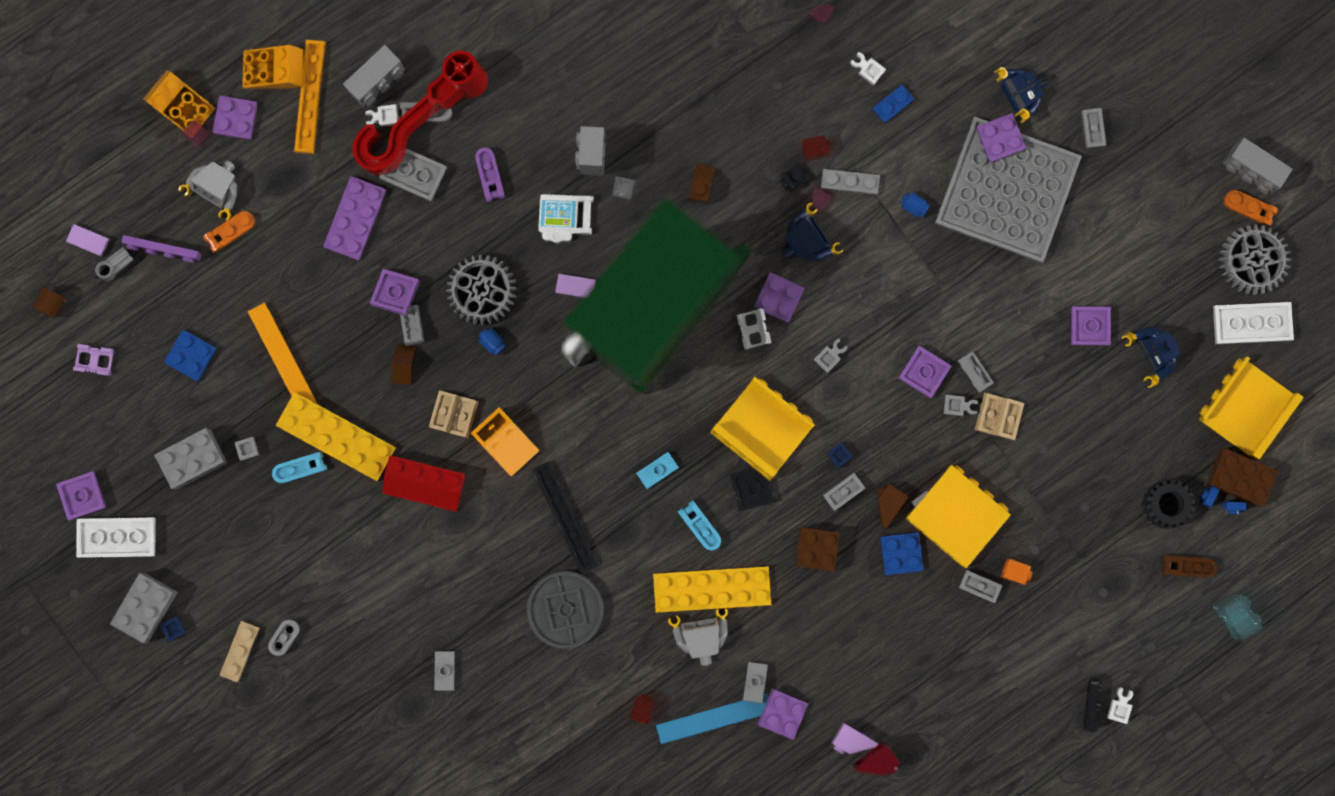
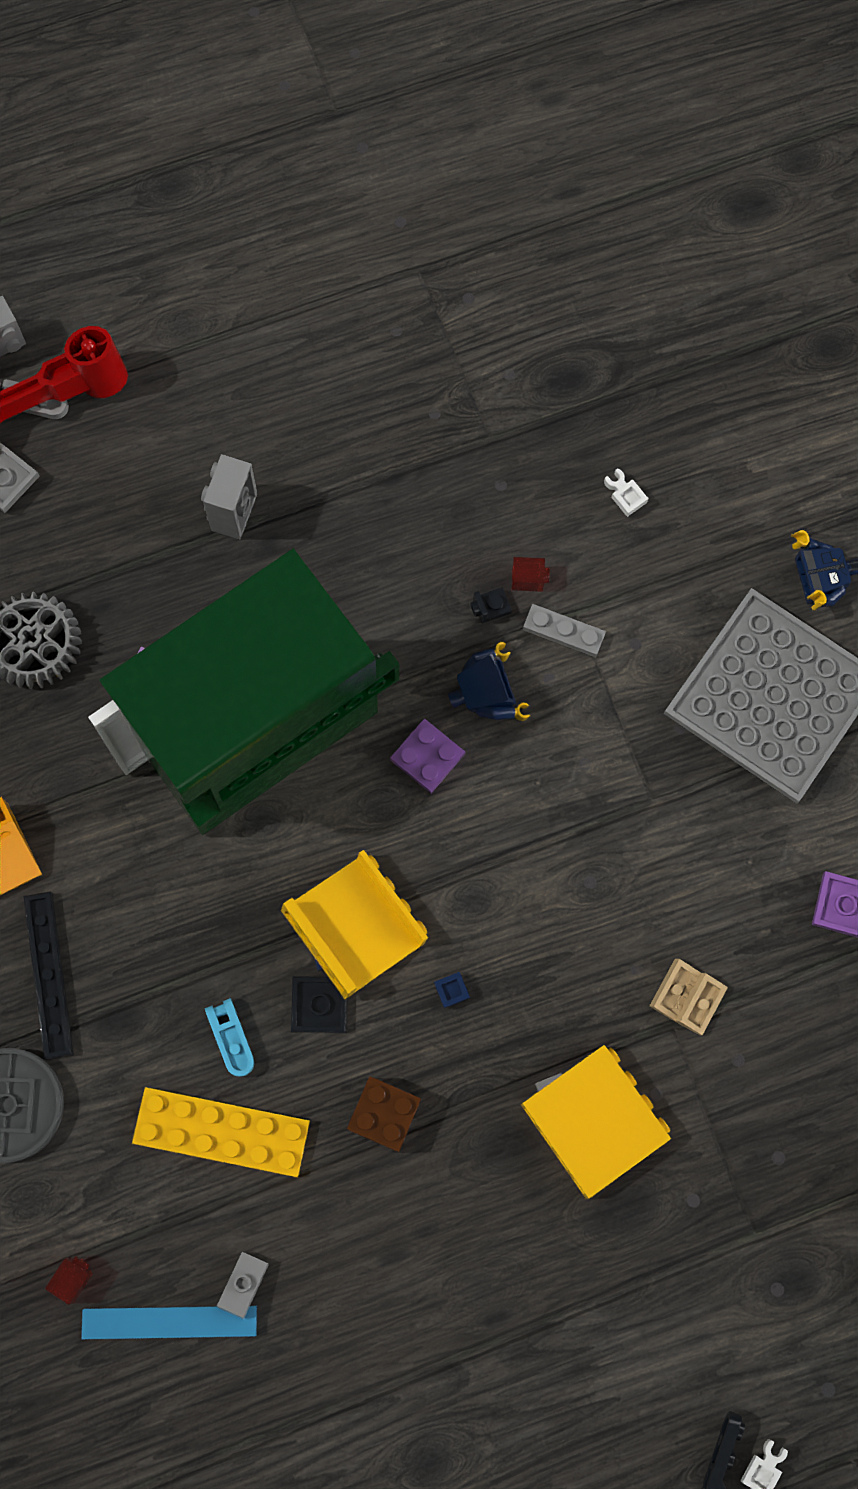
camera: 10 degrees right, 10 degrees down
(489, 174) = (90, 497): medium lavender plate -> none
(492, 341) = (24, 711): blue brick -> none
(559, 217) = (166, 576): piece -> none
(623, 188) = (259, 557): clear plate -> none
(657, 470) = (194, 944): medium azure plate -> none
(701, 184) = (364, 582): reddish brown slope -> none
(701, 637) = (184, 1196): light grey torso -> none
(759, 327) = (389, 786): white piece -> none
(782, 714) = (268, 1343): medium lavender plate -> none
(820, 199) = (518, 642): clear pink tile -> none
(822, 12) = (583, 410): clear pink tile -> none
(828, 357) = (473, 853): light grey plate -> none
(844, 491) = (444, 1043): light grey plate -> none
(851, 740) = (358, 1411): lavender slope -> none
(878, 761) = (386, 1454): dark red slope -> none
(889, 503) = (503, 1076): reddish brown slope -> none
(893, 104) = (647, 546): blue plate -> none
(901, 553) = (502, 1153): blue plate -> none
(914, 204) = (642, 681): blue brick -> none
(924, 372) = (599, 907): medium lavender plate -> none
(956, 406) = (632, 964): light grey plate -> none
(975, 371) = (670, 925): light grey plate -> none
(980, 586) = (602, 1232): light grey plate -> none
(1001, 138) = (780, 623): medium lavender plate -> none
(1016, 572) = (659, 1224): orange brick -> none

